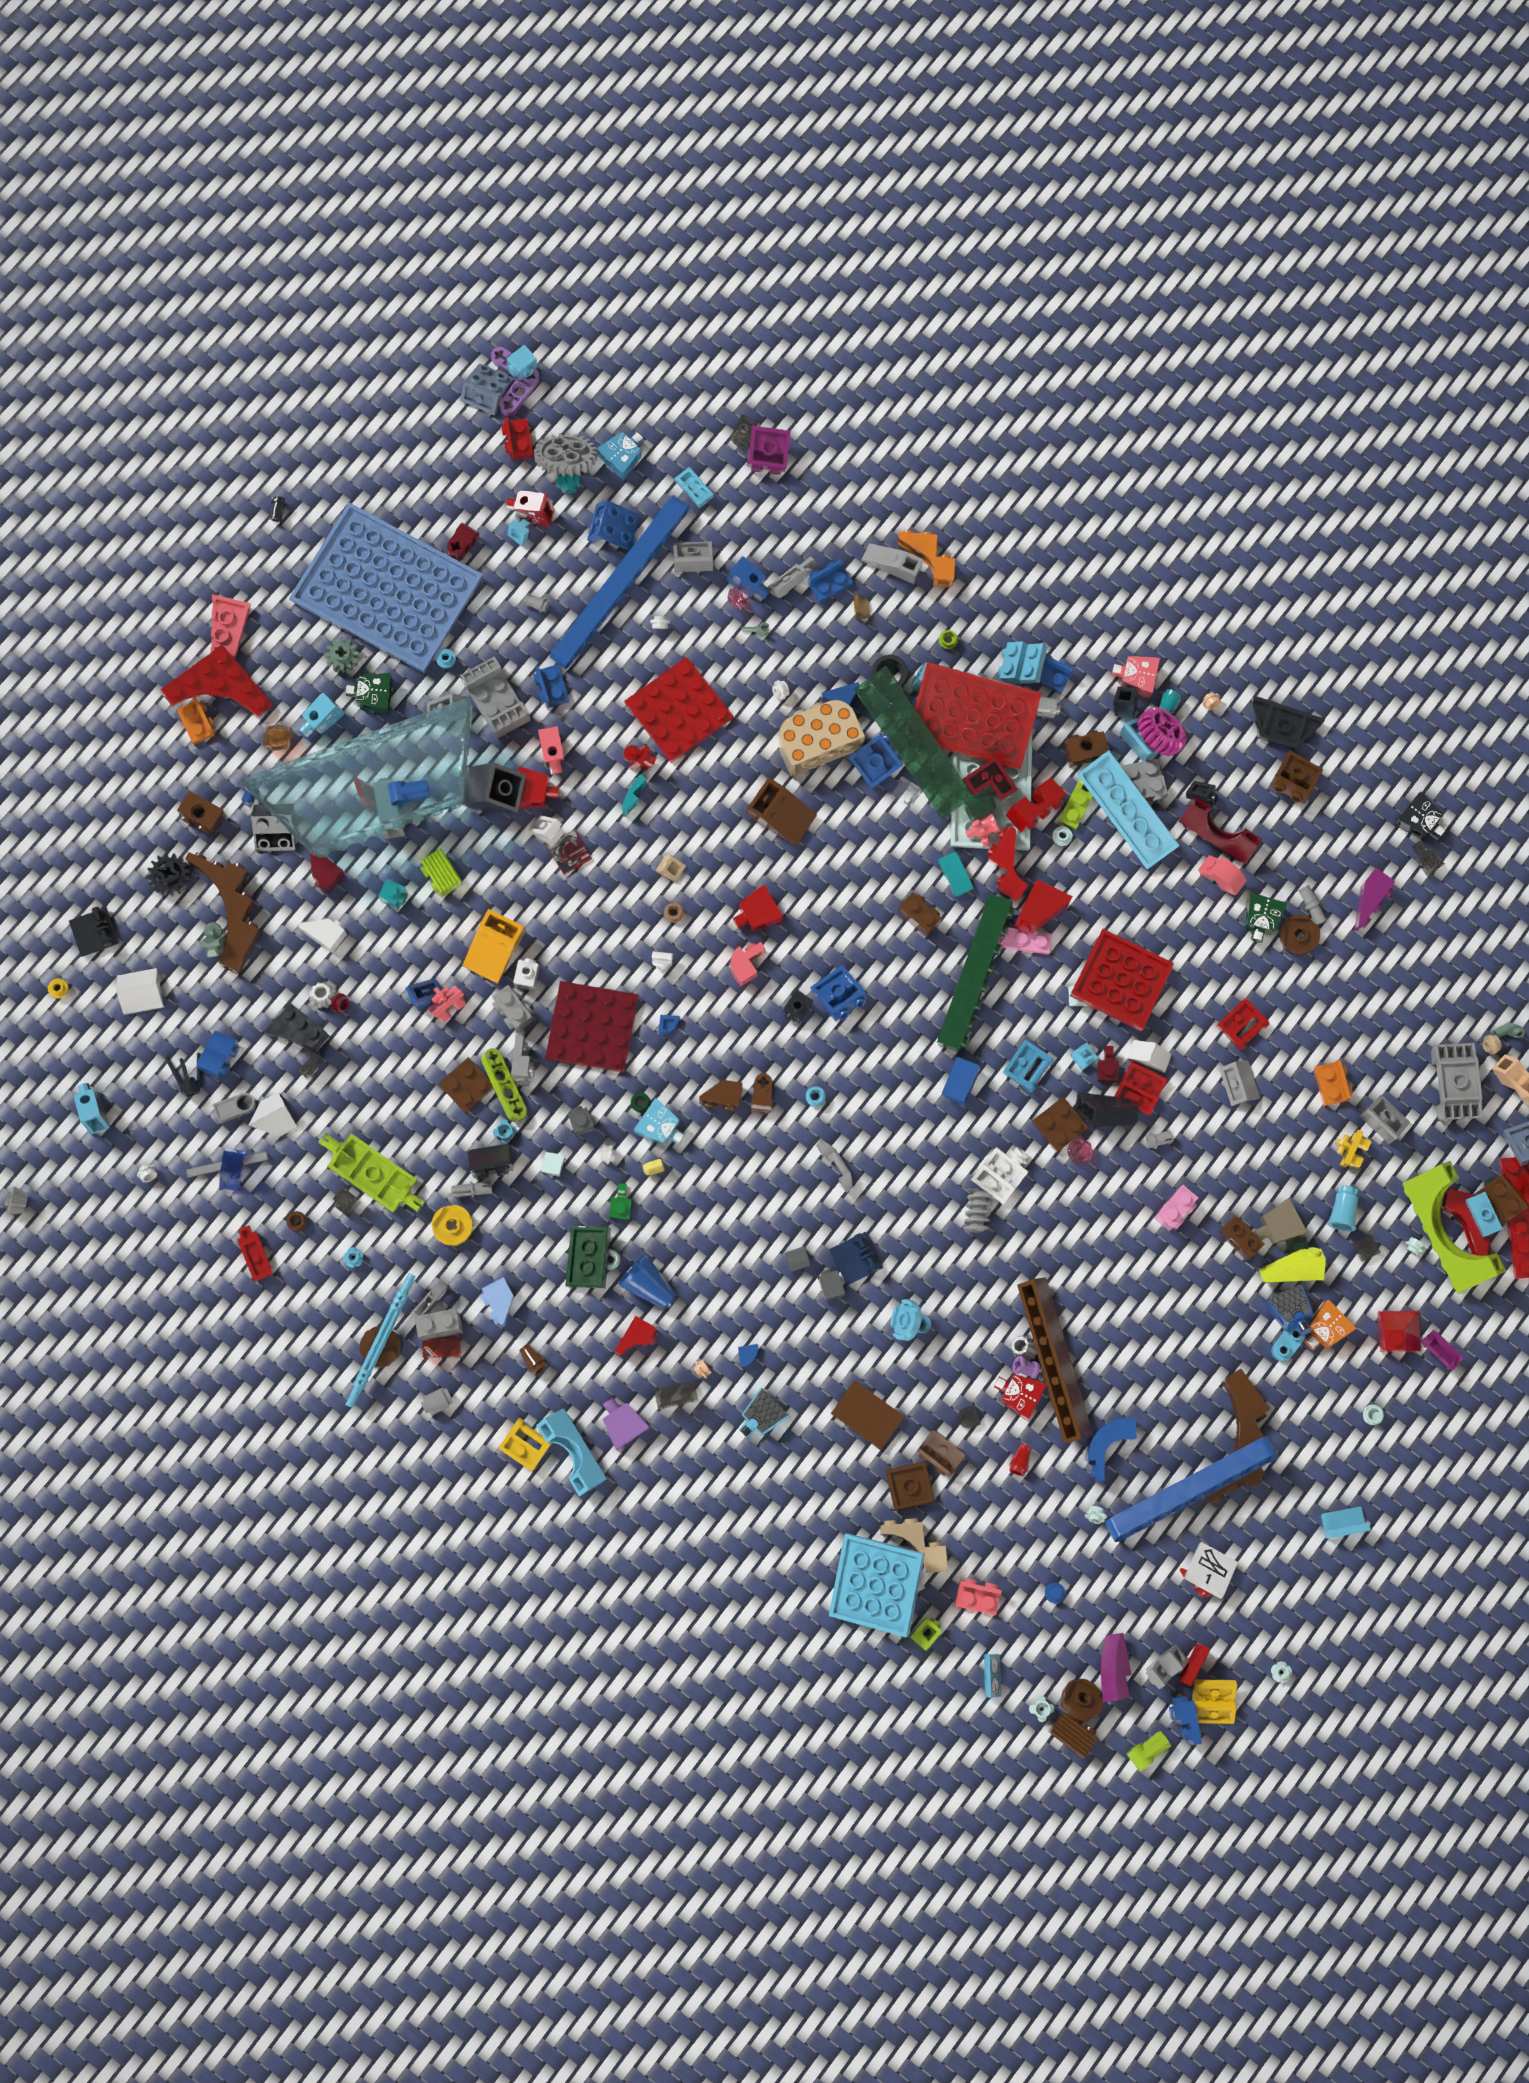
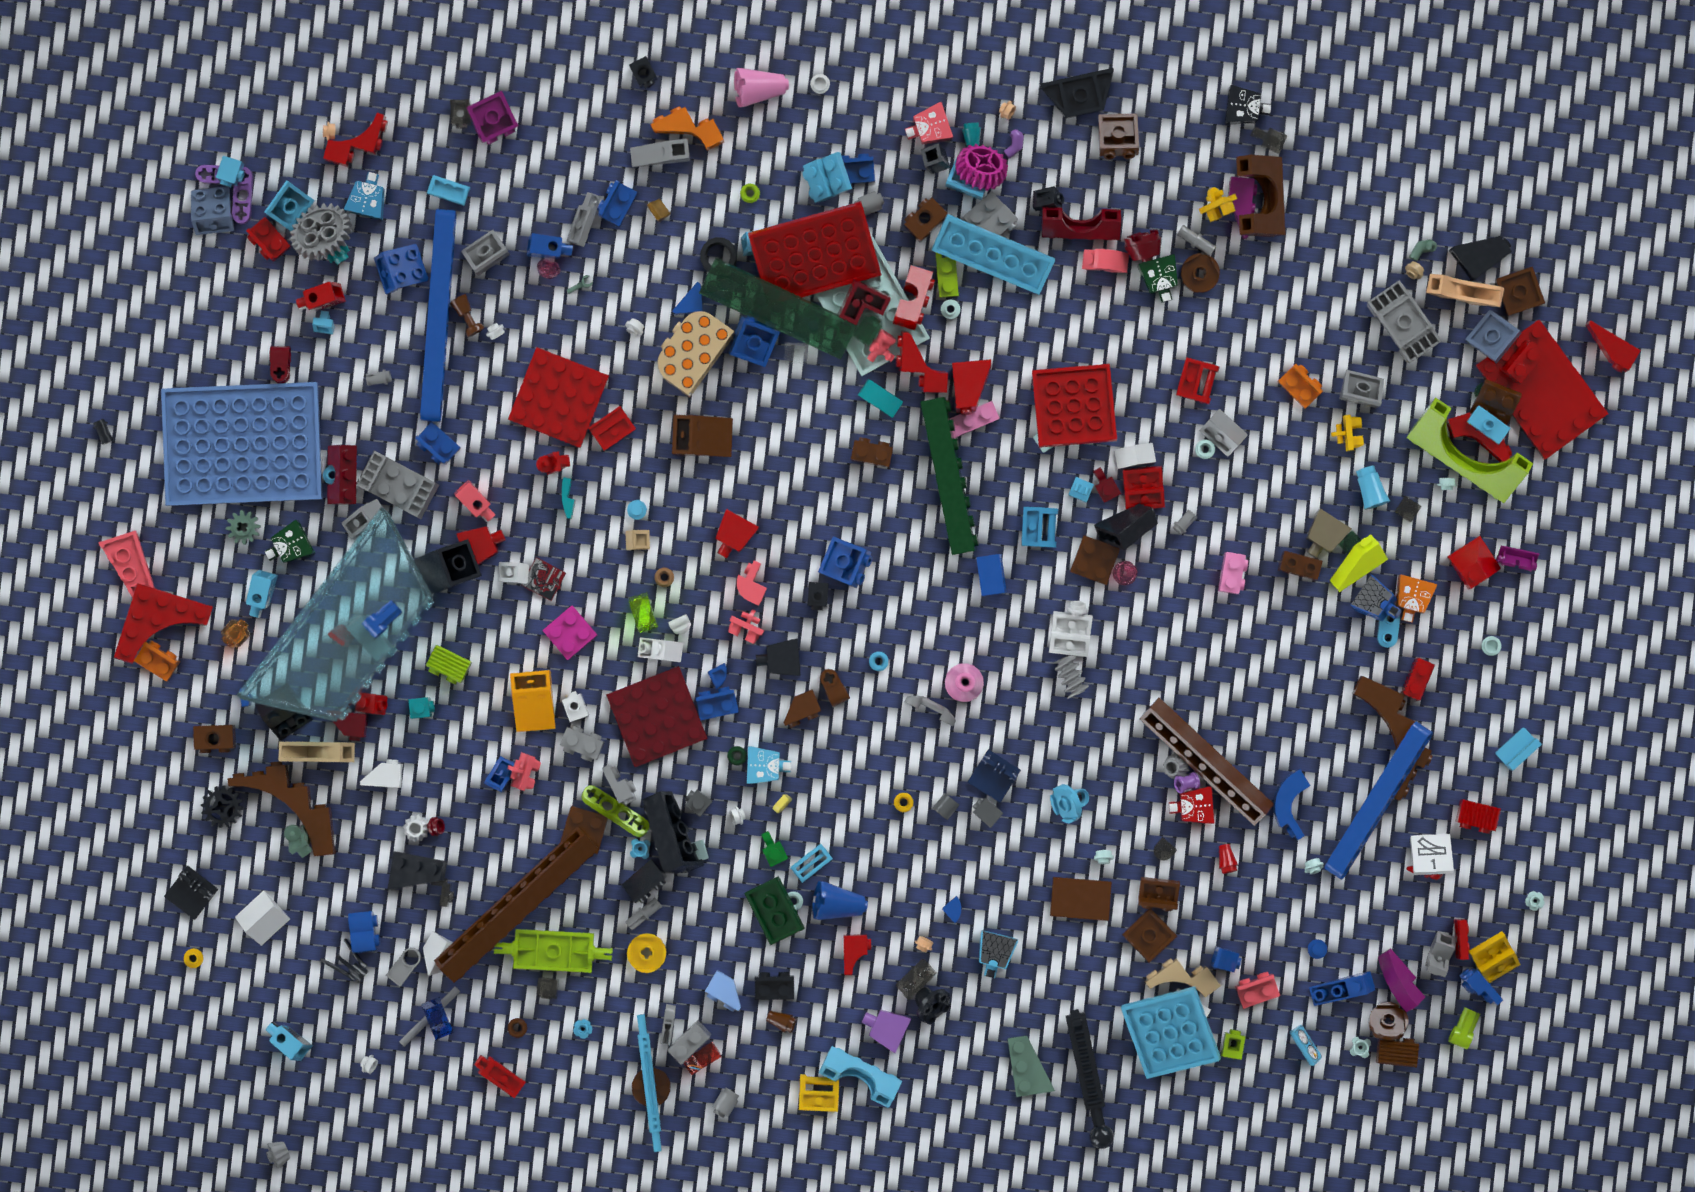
camera: 20 degrees left, 10 degrees up
(279, 876) = (317, 751): none -> tan arch
(354, 866) = (372, 704): none -> red bracket
(364, 1110) = (516, 905): none -> reddish brown brick
(446, 673) = (344, 461): none -> dark red arch
(538, 1133) = (670, 834): none -> black wedge
(546, 1325) = (774, 987): none -> black bracket
(552, 418) = (289, 205): none -> medium azure slope
(562, 910) = (569, 632): none -> dark pink plate
(625, 382) = (329, 131): none -> light nougat plate
(631, 970) = (660, 649): none -> white slope
(636, 929) = (643, 612): none -> clear neon green torso
(644, 588) = (463, 309): none -> reddish brown piece
(647, 1236) = (798, 873): none -> medium azure tile
(651, 408) = (369, 141): none -> red arch
(651, 1046) = (717, 704): none -> blue bracket
(676, 1426) = (931, 1004): none -> black plate
(686, 841) = (636, 509): none -> medium azure plate
(708, 761) = (612, 428): none -> red plate
(722, 1004) = (753, 633): none -> coral hips
(725, 1540) = (1027, 1069): none -> sand green wing
(732, 1041) = (781, 658): none -> black torso
(756, 1641) = (1101, 1135): none -> black gear
(761, 1239) = (903, 796): none -> yellow plate
(877, 1167) = (957, 690): none -> bright pink cone
(911, 1389) = (1103, 856): none -> light aqua plate
(919, 481) = (639, 65): none -> black brick
(966, 1550) = (1225, 959): none -> blue slope
(1010, 555) = (758, 86): none -> bright pink cone
(1056, 1643) = (1342, 988): none -> blue slope
(1063, 586) = (820, 83): none -> white plate
(1203, 734) = (1017, 143): none -> medium lavender arm
(1216, 1081) = (1209, 444): none -> light aqua plate
(1264, 879) = (1143, 245): none -> dark red cone
(1273, 1561) = (1477, 815): none -> red brick
(1289, 1403) = (1417, 679): none -> red brick
(1351, 881) = (1212, 210): none -> yellow hips
(1410, 884) = (1269, 174): none -> reddish brown arch

